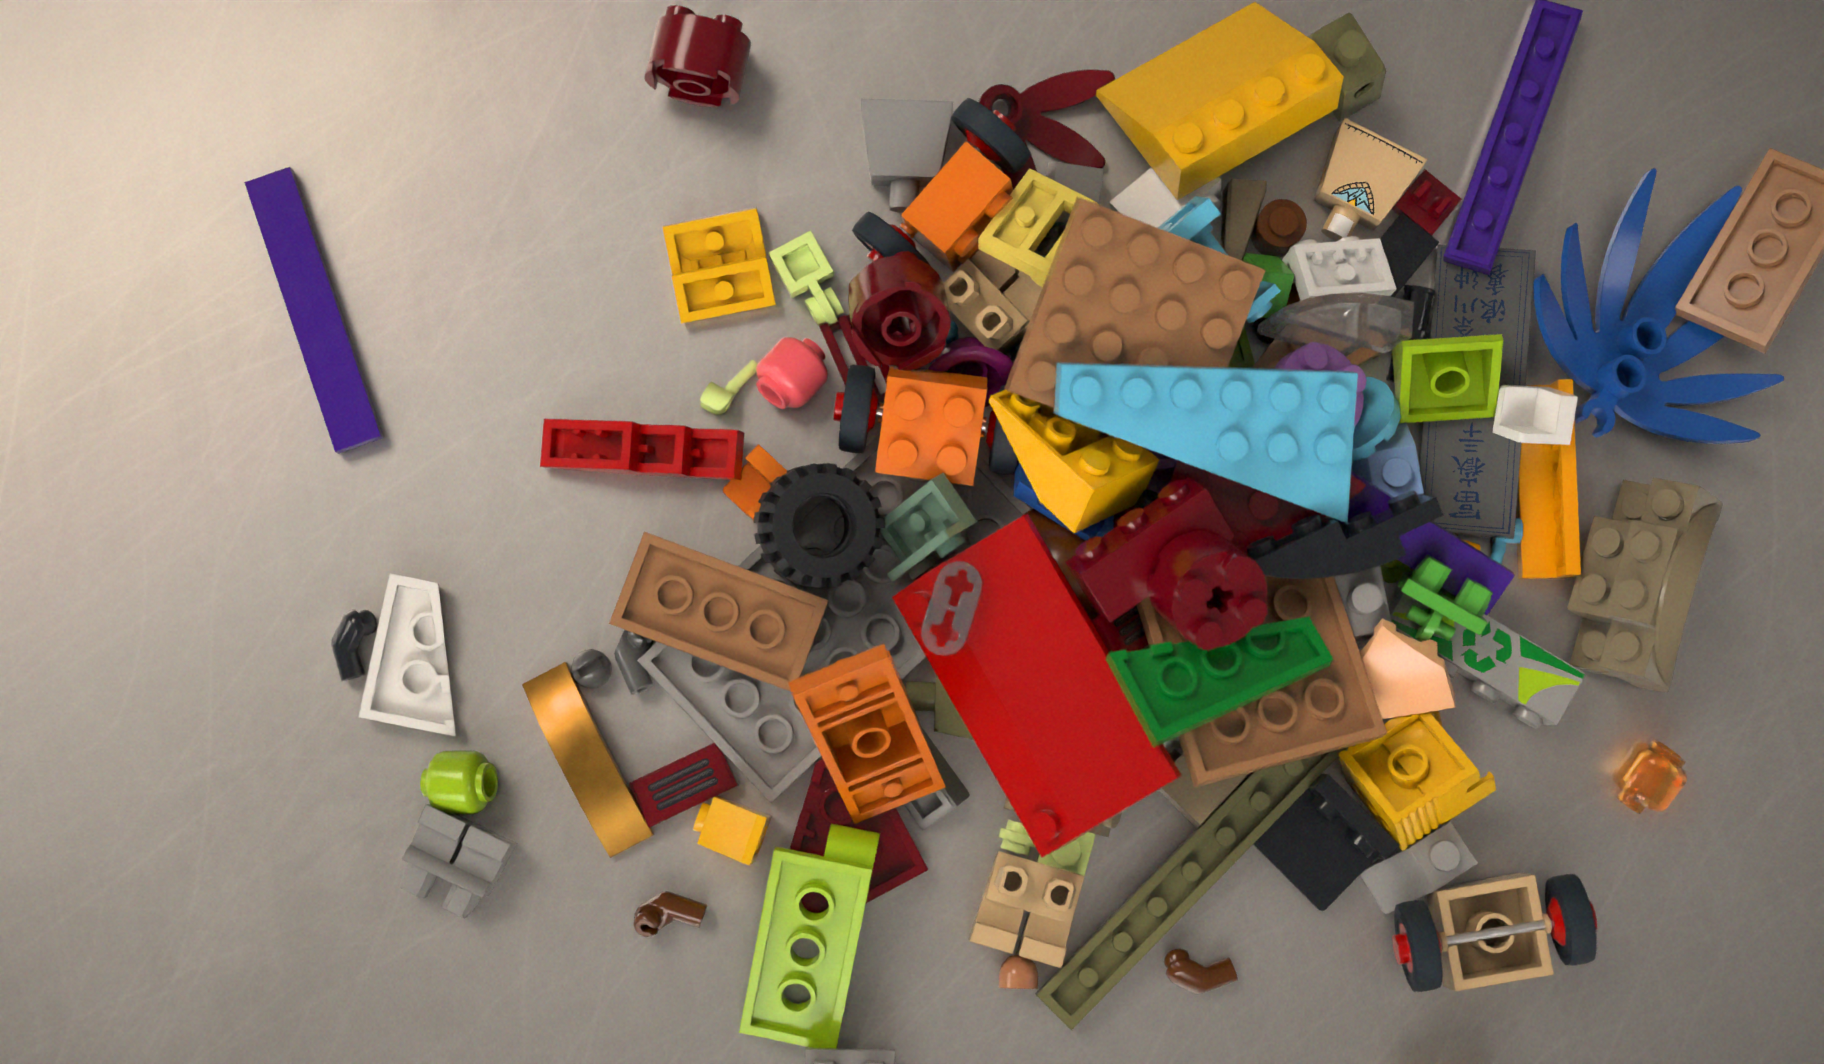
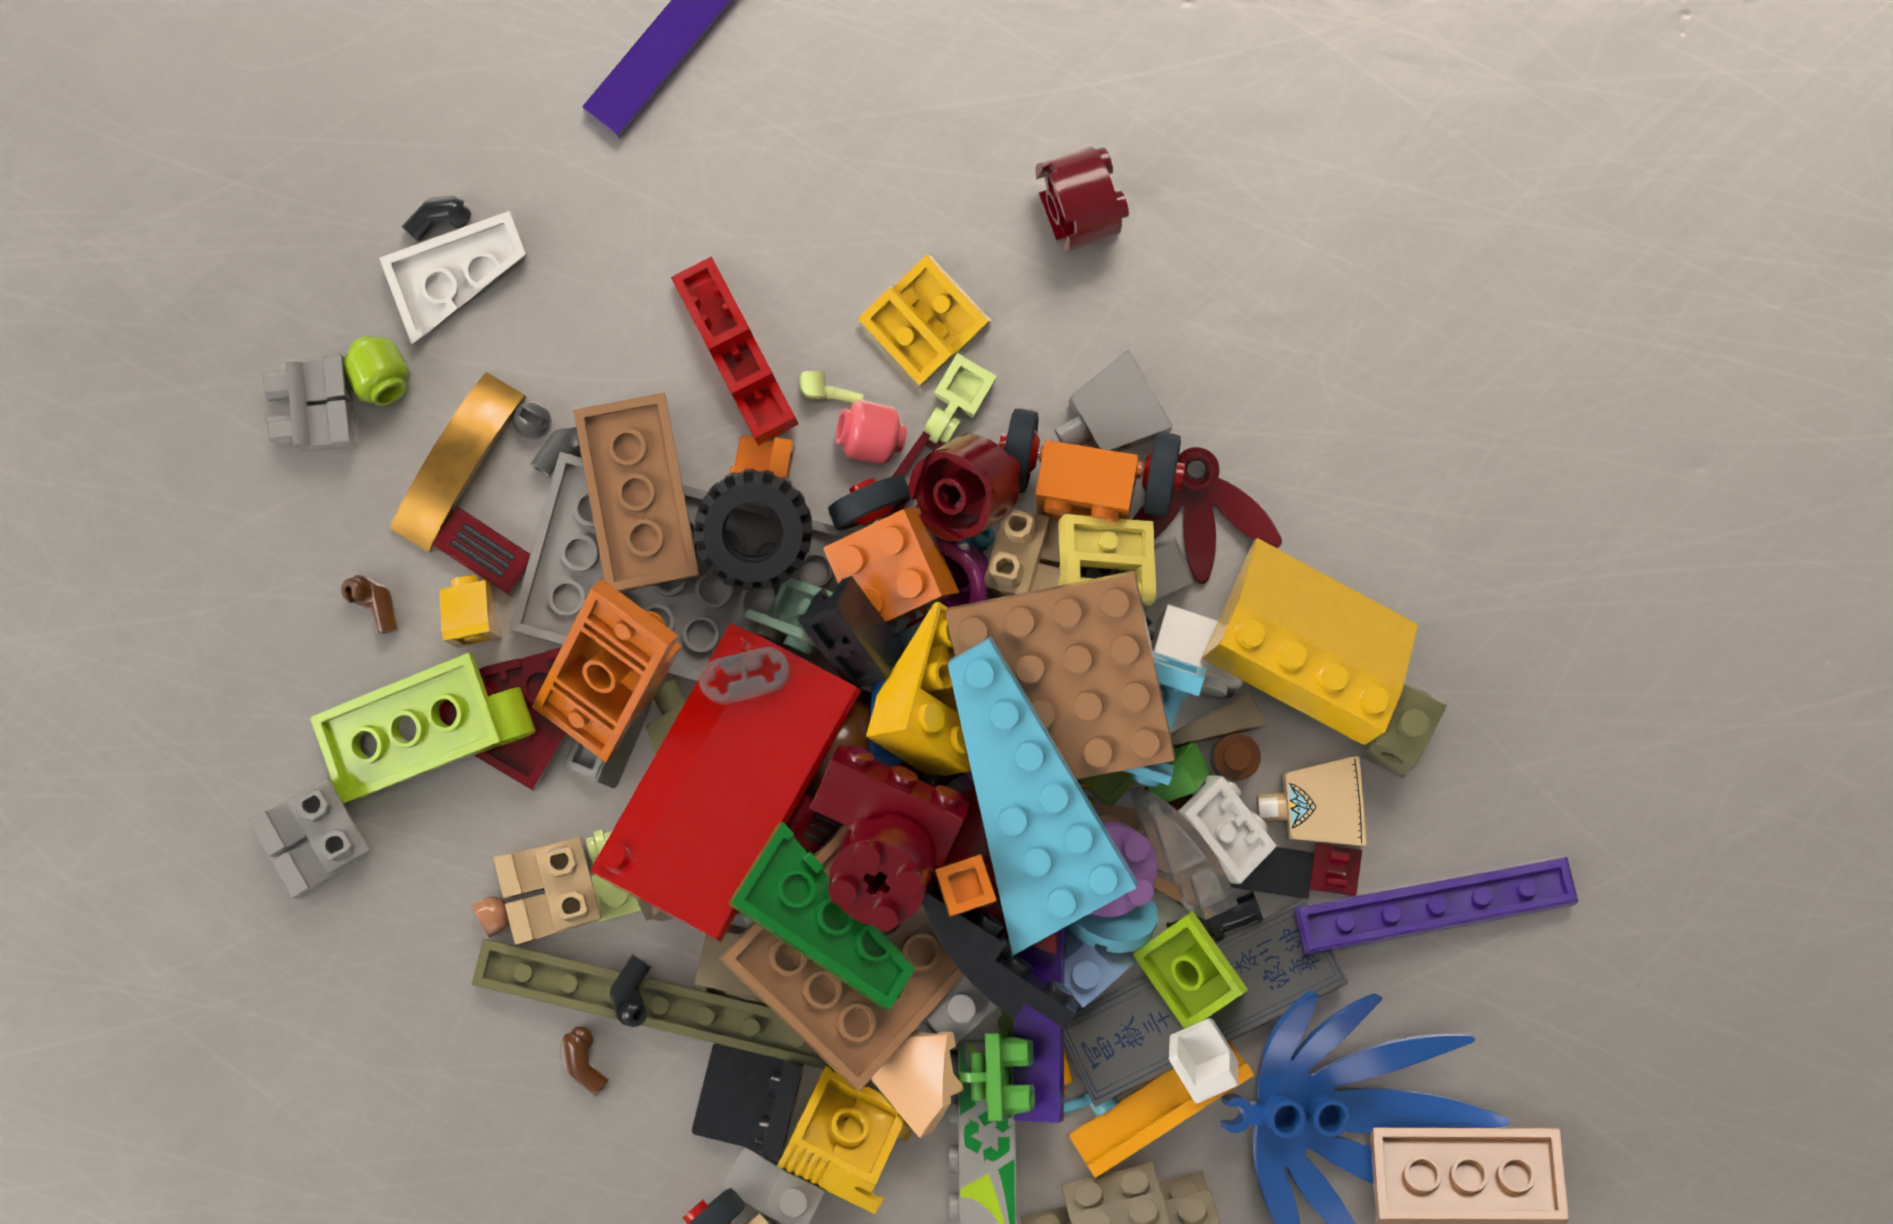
camera: 60 degrees right, 0 degrees up
(972, 491) = (851, 634): none -> black hinge
(1166, 894) = (626, 993): none -> black arm
(1264, 524) = (964, 885): none -> orange panel

